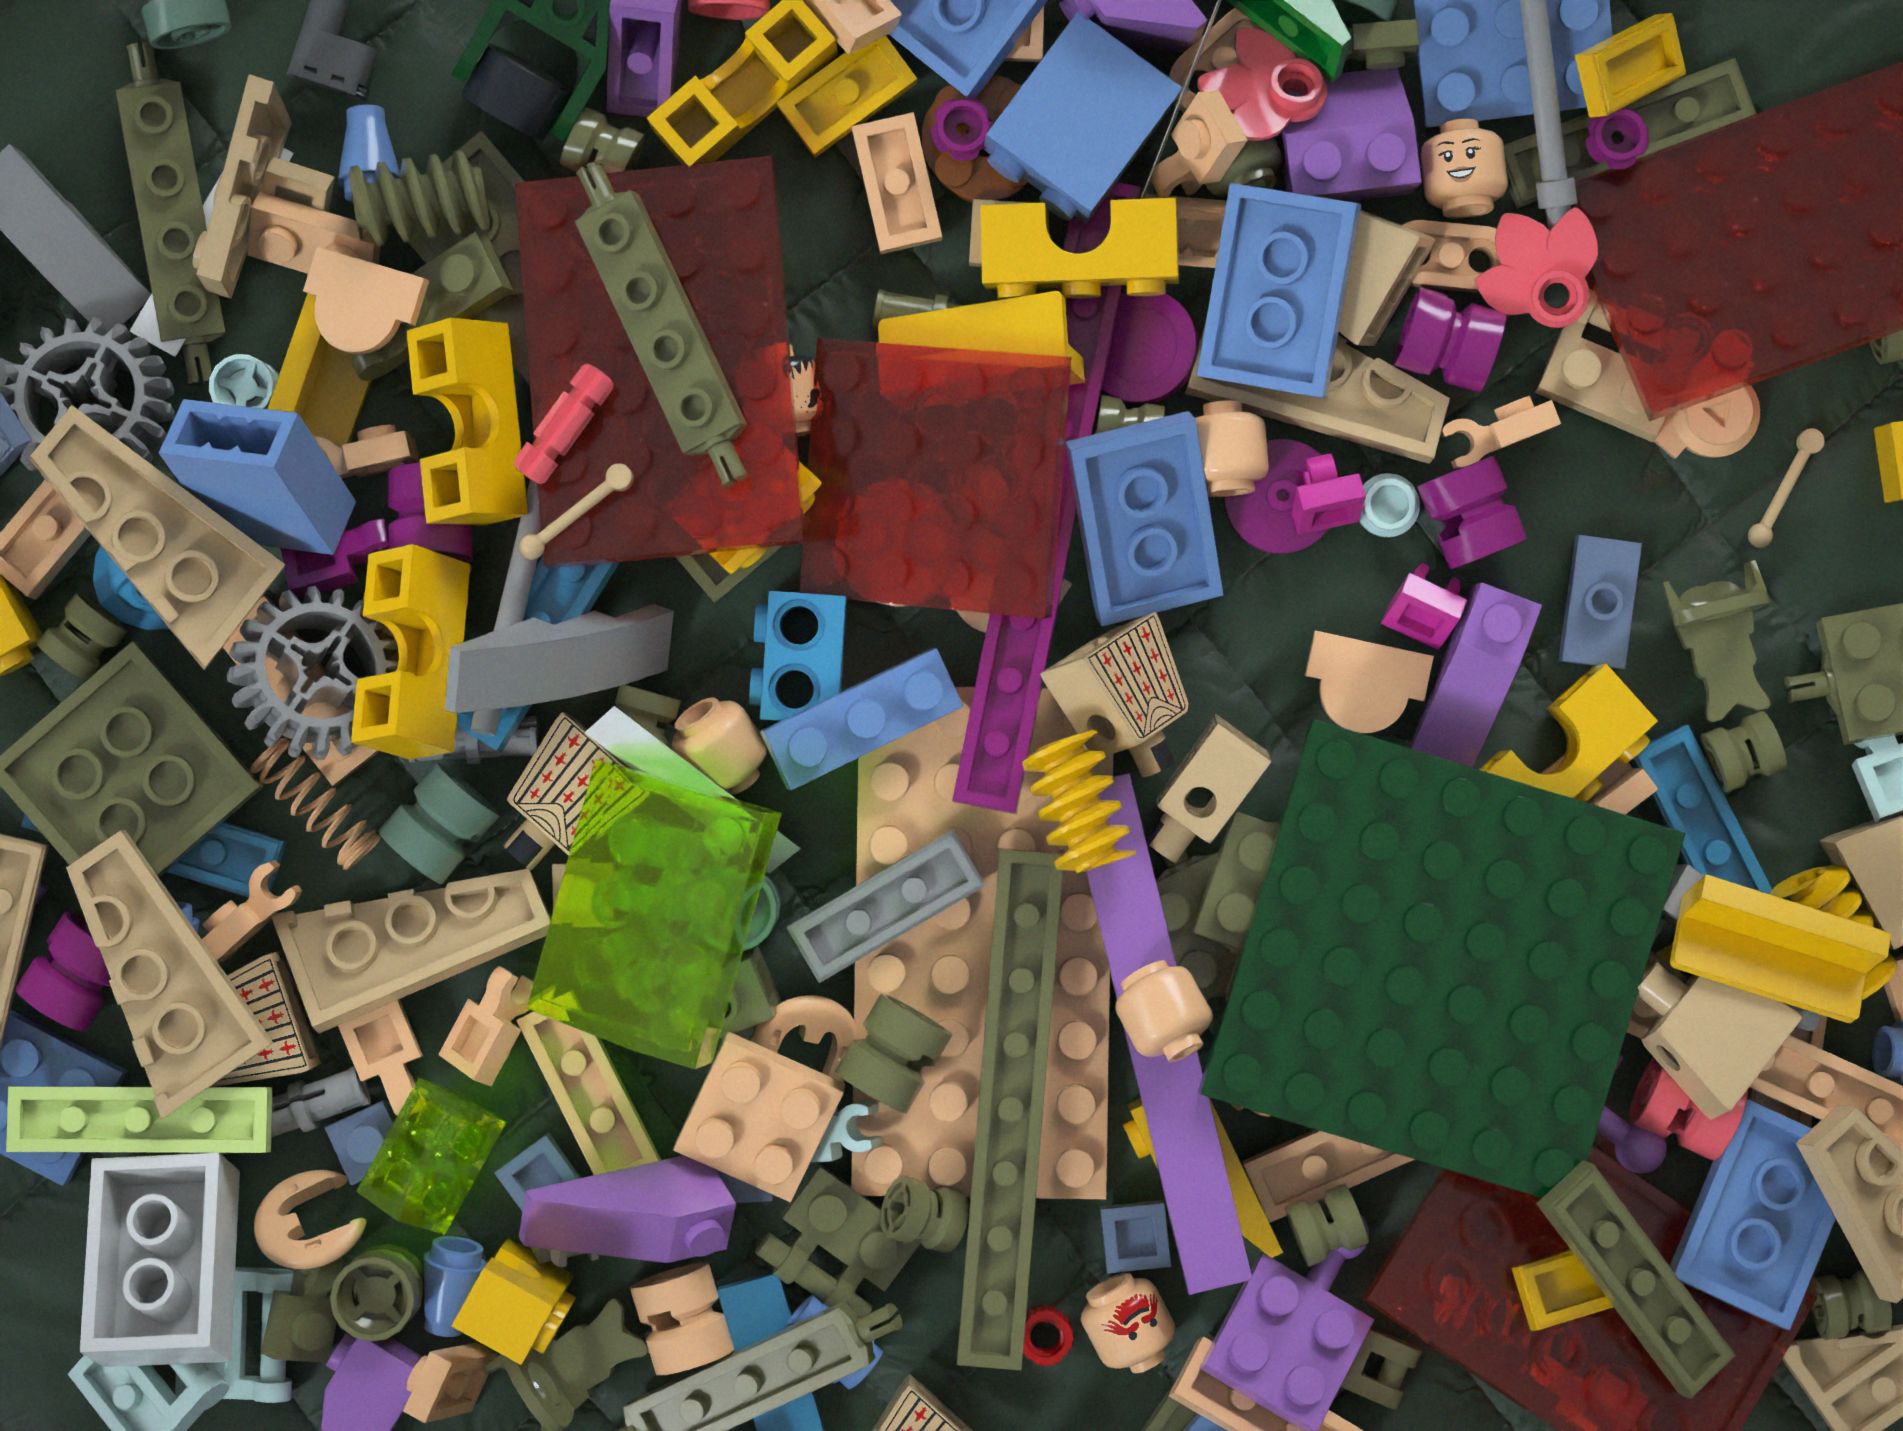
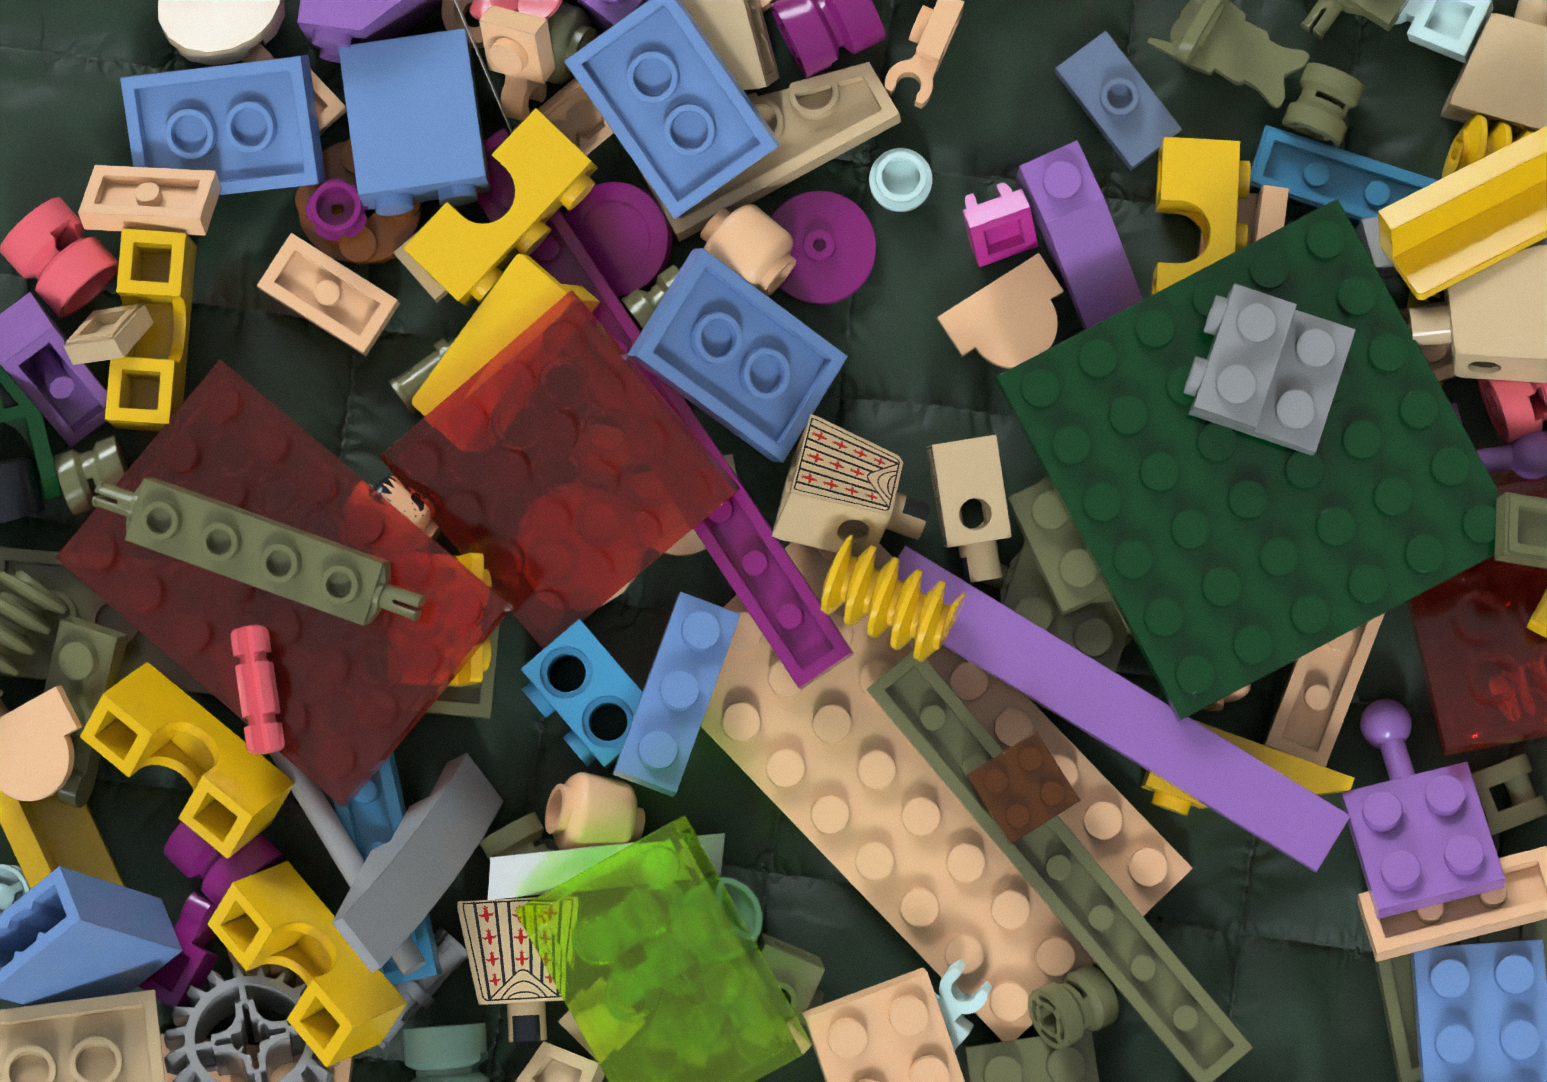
camera: 40 degrees left, 5 degrees down
(375, 451) = (140, 850): light nougat plate -> none
(618, 478) = (334, 690): tan hinge -> none
(709, 58) = (108, 334): none -> tan tile
(816, 1017) = (856, 942): light nougat head -> none
(846, 94) = (230, 267): yellow plate -> none
(886, 906) = (826, 812): light grey tile -> none
(893, 1053) = (935, 909): olive wheel -> none
(1040, 1030) = (1022, 788): none -> reddish brown piece
(1053, 1354) = (1266, 1001): red axle -> none
(1127, 1323) = (1296, 940): light nougat head -> none
(1135, 1236) = (1240, 874): sand blue plate -> none
(1163, 1011) = (1096, 686): light nougat head -> none
(1319, 1238) = (1365, 727): olive wheel -> none
(1325, 498) = (851, 215): dark pink tile -> none
(1472, 512) = (964, 125): magenta wheel -> none
(1512, 908) = (1268, 369): none -> light grey plate

